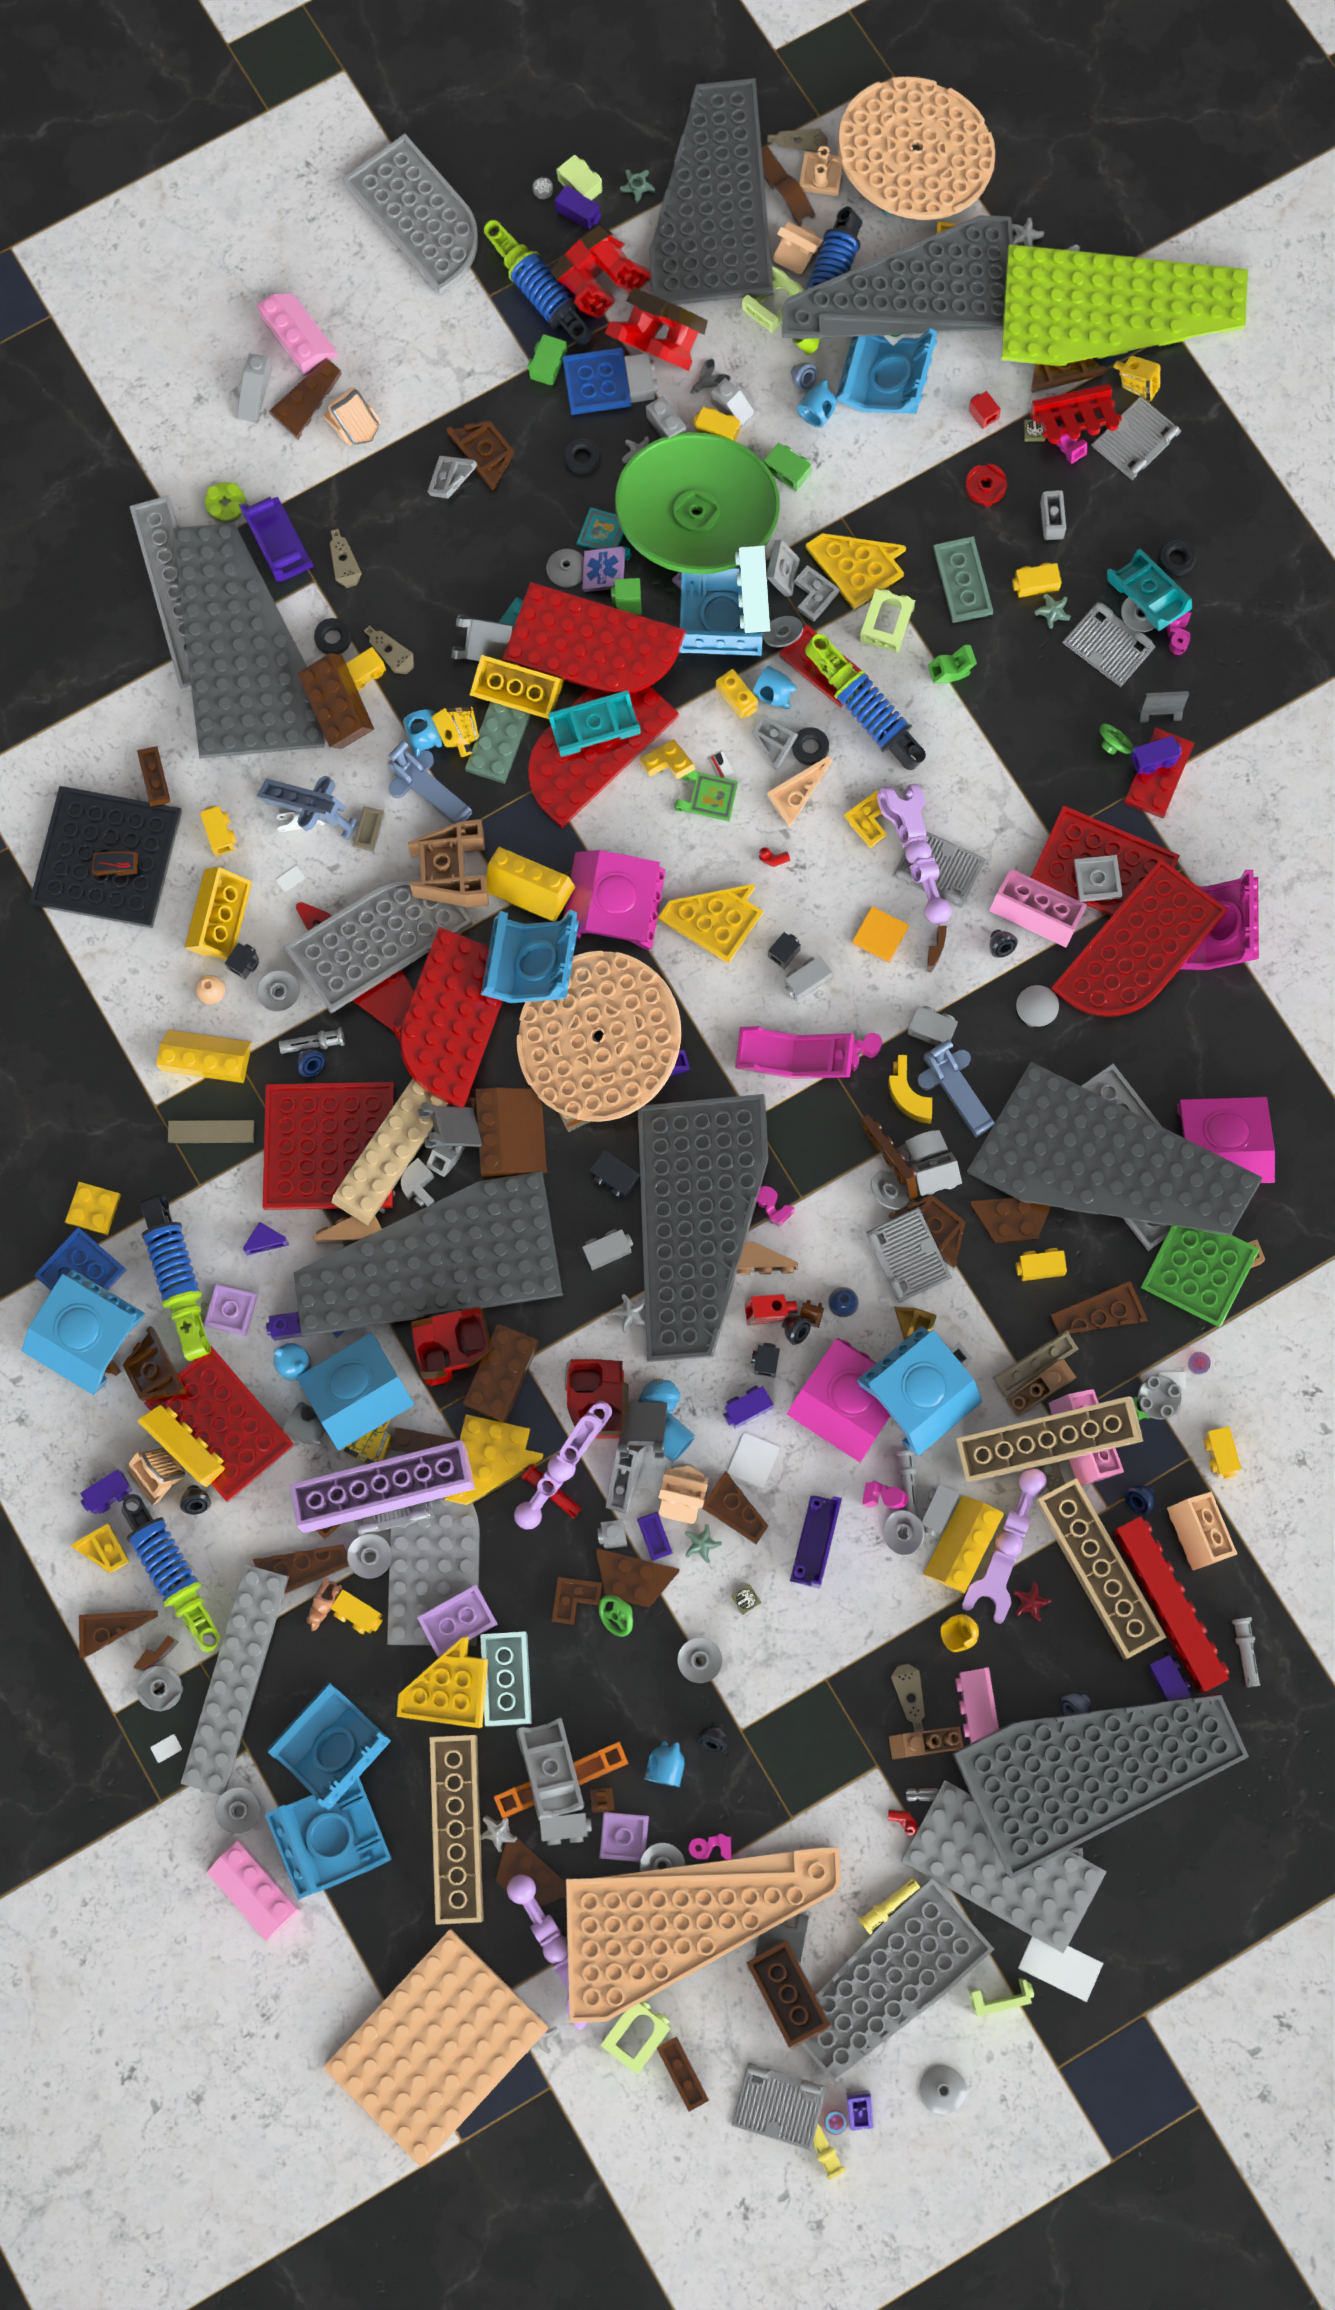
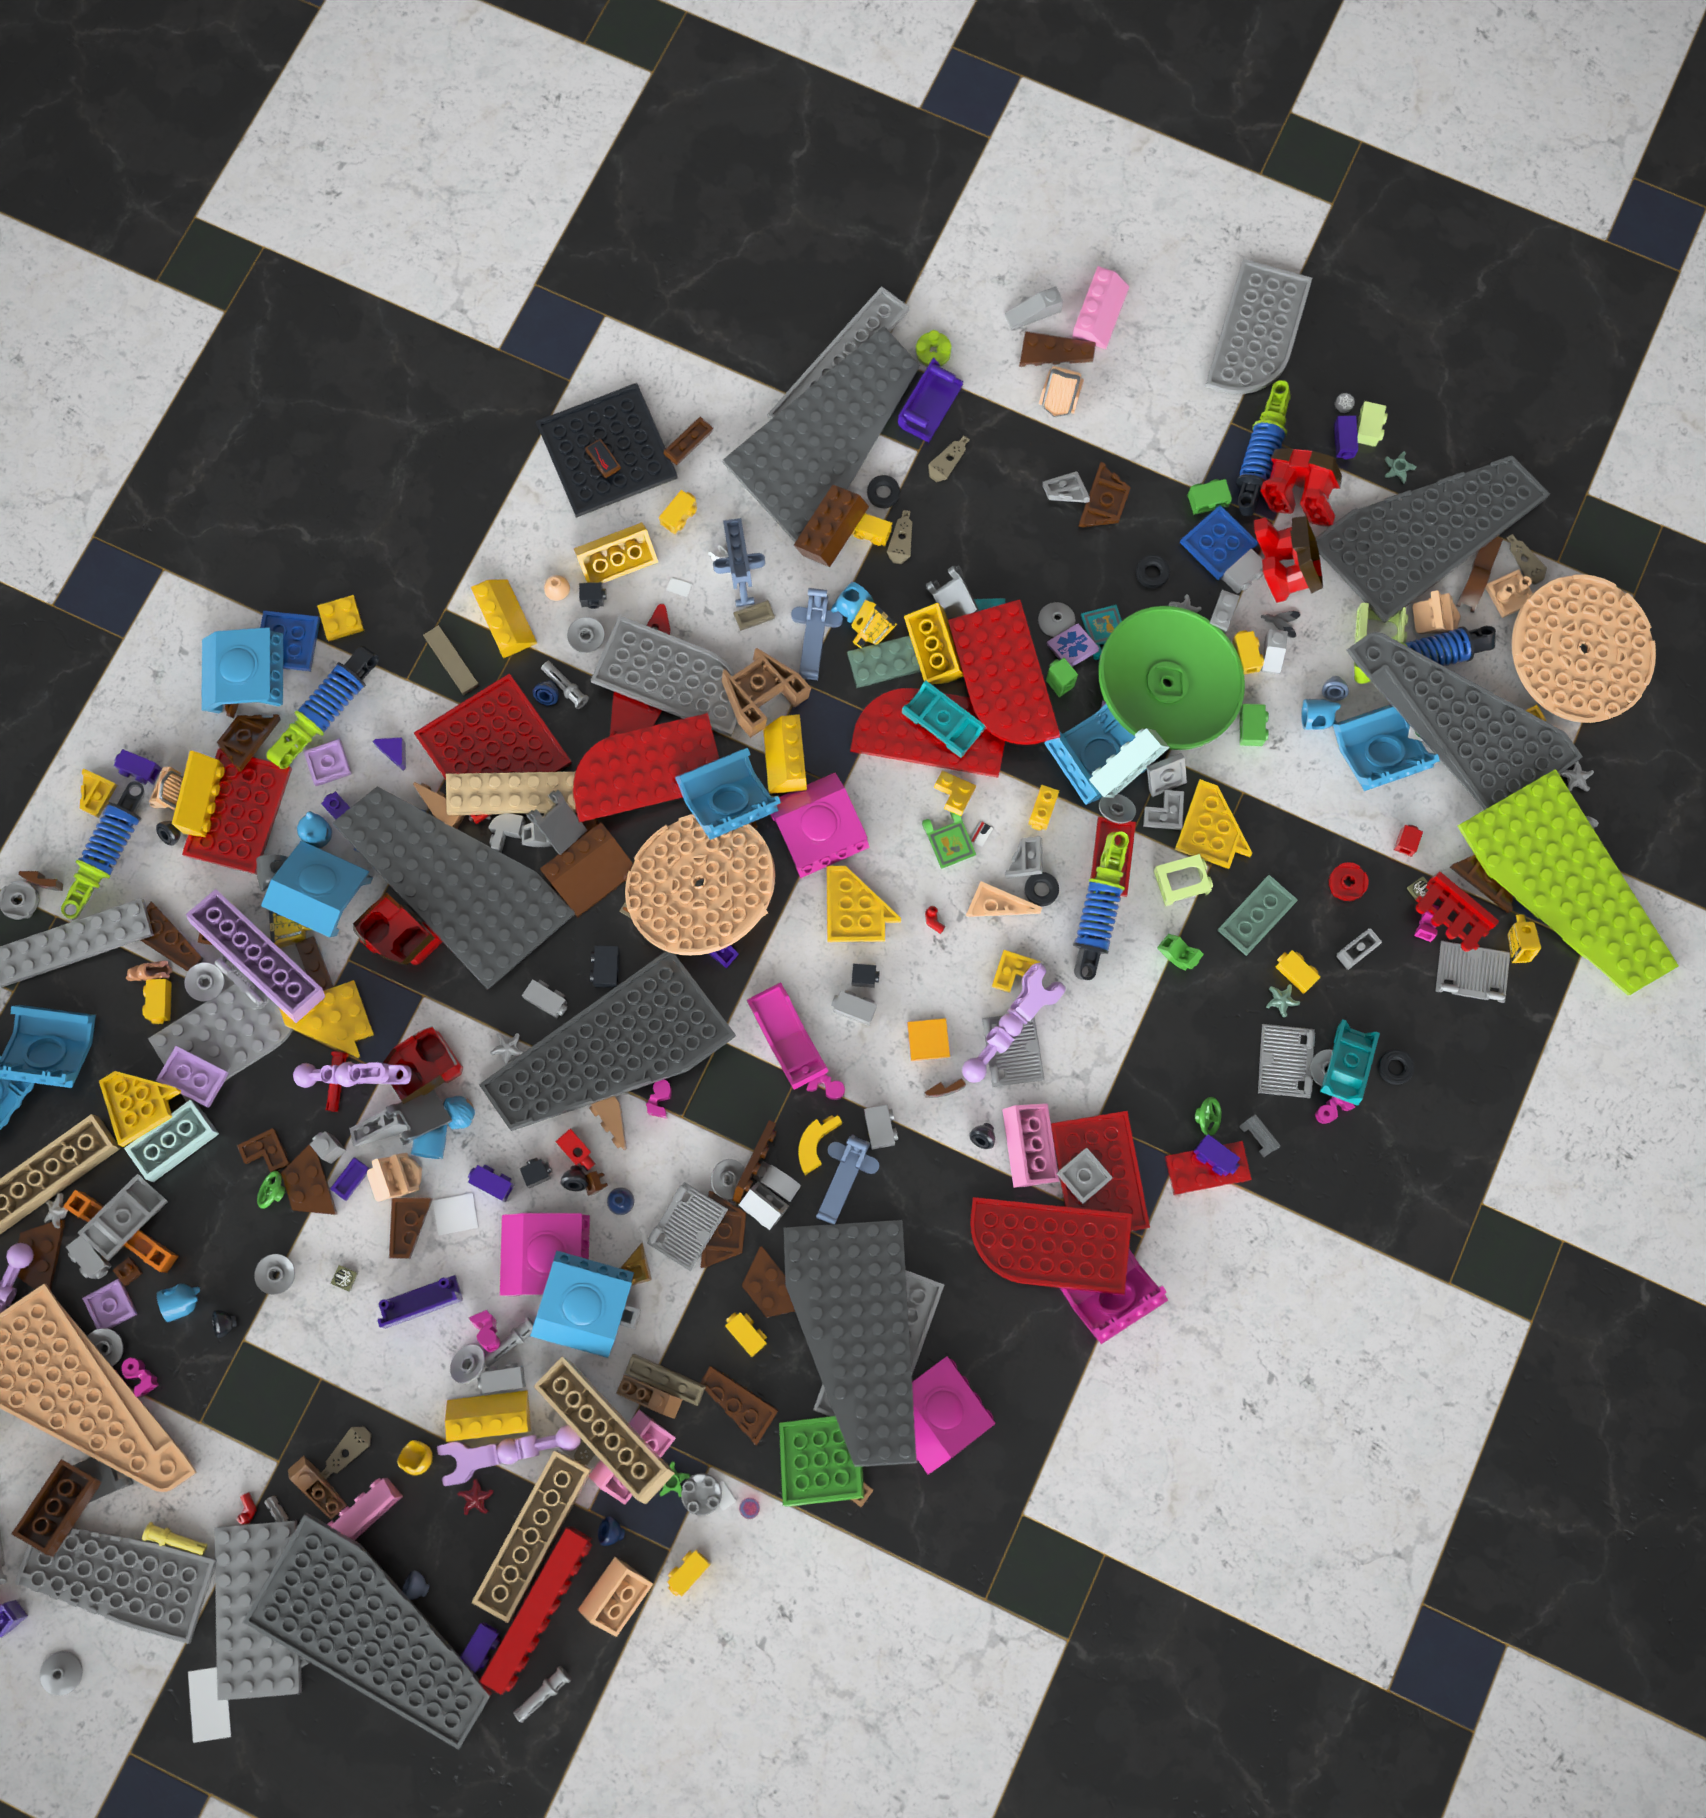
camera: 50 degrees right, 0 degrees up
(103, 1629) = (37, 832): reddish brown wing -> none
(501, 1374) = (399, 985): reddish brown brick -> none
(701, 1543) = (365, 1217): sand green animal -> none
(774, 688) = (1066, 831): dark azure piece -> none
(982, 2008) = (137, 1659): yellowish green panel -> none
(1037, 1005) = (952, 1196): light grey dish -> none

